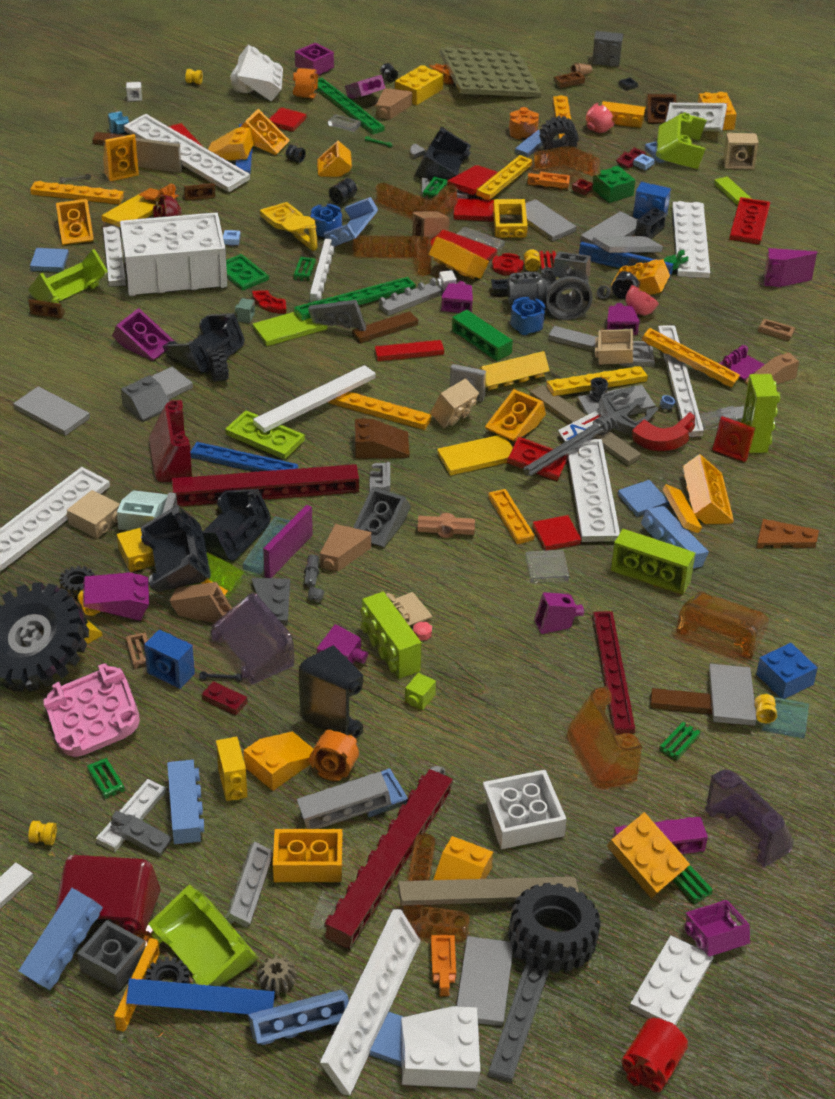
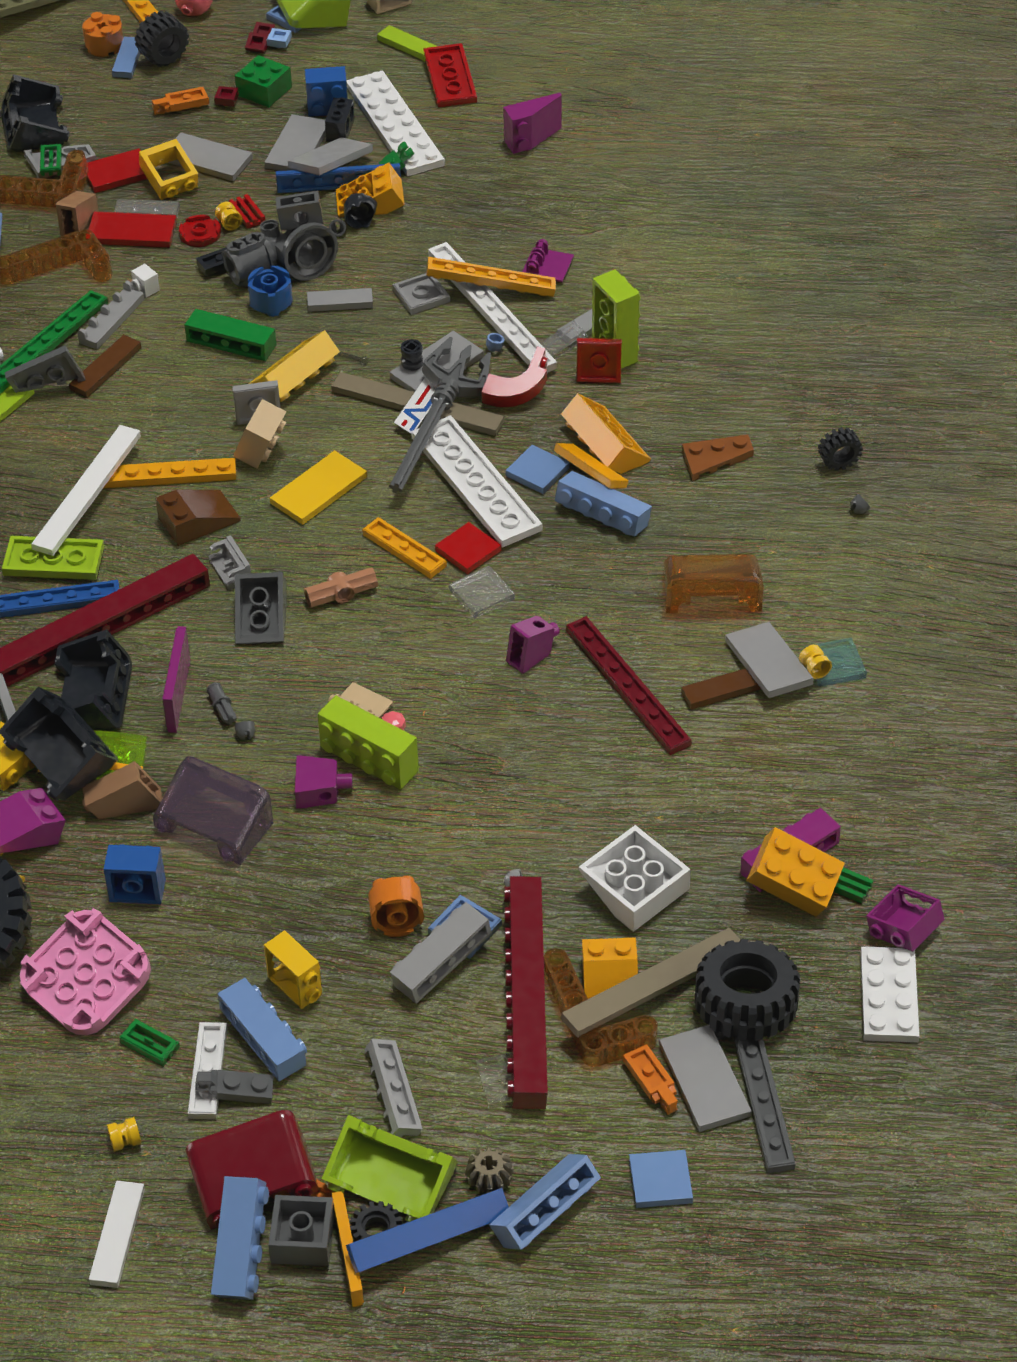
camera: 25 degrees left, 5 degrees up
(142, 661) = (73, 882): medium nougat tile -> none
(203, 675) = (179, 876): black hinge -> none
(224, 698) = (221, 893): dark red plate -> none
(255, 559) = (149, 692): clear light blue plate -> none
(275, 594) = (195, 743): dark grey wing -> none
(277, 758) = (334, 934): light orange slope -> none
(307, 855) = (439, 1028): light orange brick -> none
(325, 690) = (355, 836): black windscreen -> none
(343, 547) = (241, 659): medium nougat slope -> none
(370, 1002) = (609, 1152): white plate -> none
(409, 350) = (154, 385): red tile -> none
(420, 691) = (438, 793): lime brick -> none
(441, 1048) = (709, 1165): white slope -> none
(457, 298) = (172, 296): magenta torso -> none
(458, 258) = (142, 245): light orange brick -> none
(472, 179) = (90, 131): red tile -> none
(504, 177) = (125, 116): yellow plate -> none
(517, 416) = (338, 423): light orange slope -> none
(527, 451) = (380, 465): red tile -> none
(570, 157) = (194, 62): clear orange beam -> none
(582, 383) = (390, 350): yellow plate -> none
(604, 754) = (670, 773): clear orange windscreen -> none
(614, 346) = (397, 294): tan piece -> none
(622, 317) = (381, 257): magenta torso -> none
(640, 301) = (390, 226): coral cylinder -> none
(653, 561) = (599, 541): lime brick -> none
(654, 1054) = (922, 1074): red cylinder -> none
(694, 735) = (746, 720): green tile -> none
(733, 797) = (845, 769): windscreen -> none
(776, 329) = (560, 205): medium nougat tile -> none
(780, 367) = (591, 261): medium nougat slope -> none
(786, 671) = (809, 610): blue brick -> none

